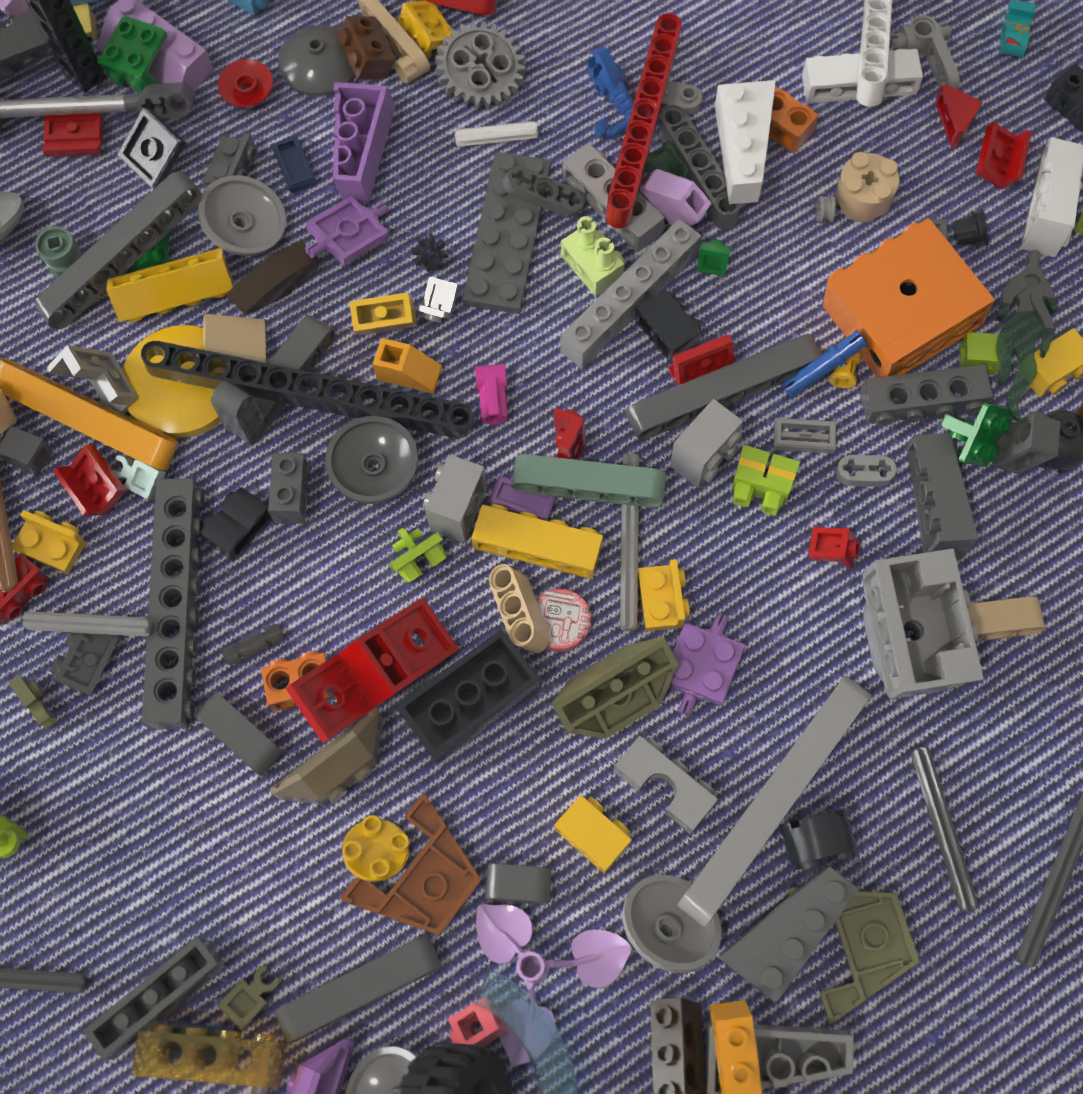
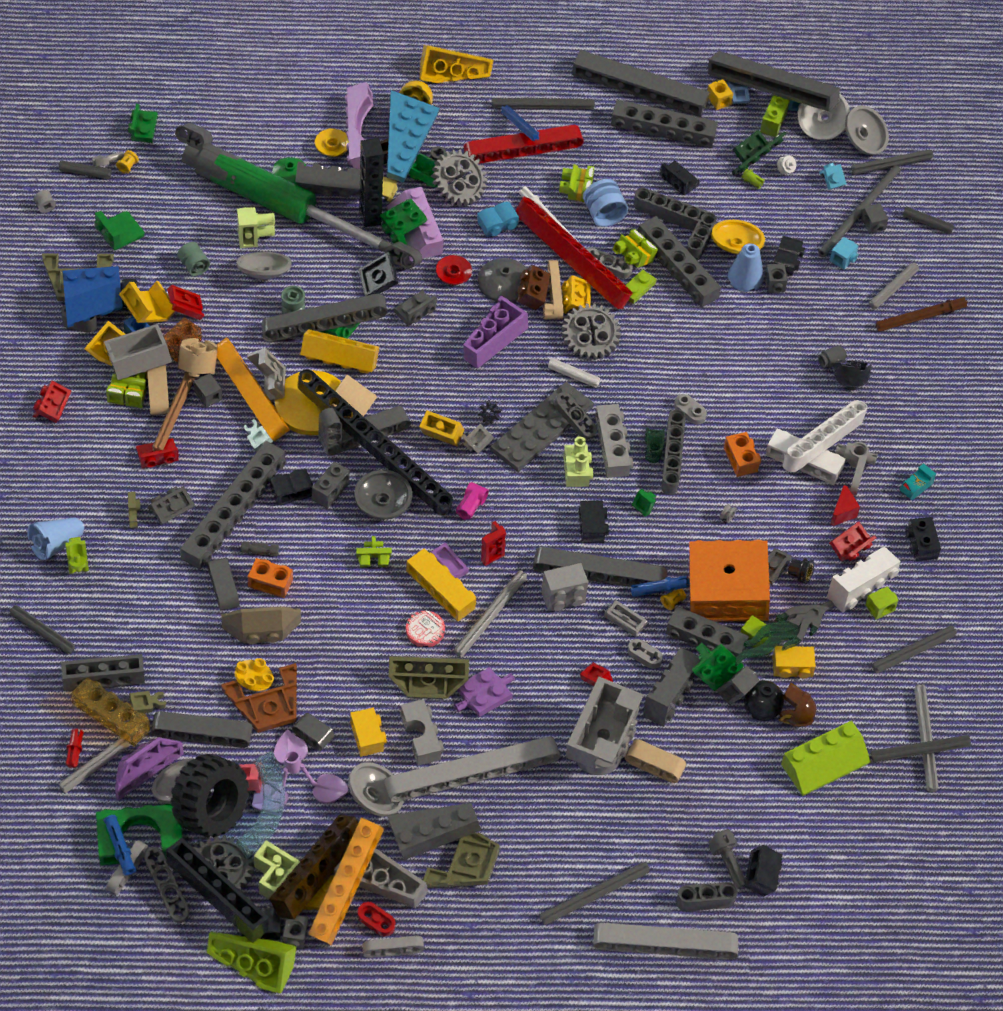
camera: 25 degrees right, 15 degrees down
(49, 542) = (191, 441): yellow bracket -> none
(73, 135) = (341, 245): red plate -> none
(87, 623) = (185, 487): light grey axle -> none
(91, 482) = (231, 424): red bracket -> none
(243, 202) = (406, 329): light grey dish -> none
(273, 278) = (397, 378): dark brown slope -> none
(293, 164) = (450, 327): dark blue tile -> none
(347, 230) = (454, 376): medium lavender plate -> none
(372, 669) = (312, 589): red bracket -> none
(405, 366) = (434, 460): light orange slope -> none
(455, 498) = (412, 536): light grey brick -> none
(469, 696) = (351, 633): black brick -> none
(528, 618) = (407, 608): tan beam -> none
(589, 480) = (489, 569): sand green beam -> none
(611, 83) = (657, 381): blue animal -> none
(635, 286) = (568, 495): light grey brick -> none
(643, 121) = (656, 408): red beam -> none
(662, 596) = (487, 648): yellow bracket -> none
(675, 197) = (644, 458): lavender slope -> none
(702, 359) = (595, 545): red bracket -> none
(743, 130) = (704, 447): white wedge -> none
(750, 479) = (585, 623): lime hips -> none
(817, 838) = (482, 796): black brick -> none
(867, 186) = (759, 514): tan brick -> none
(944, 829) = (549, 838): dark grey axle -> none

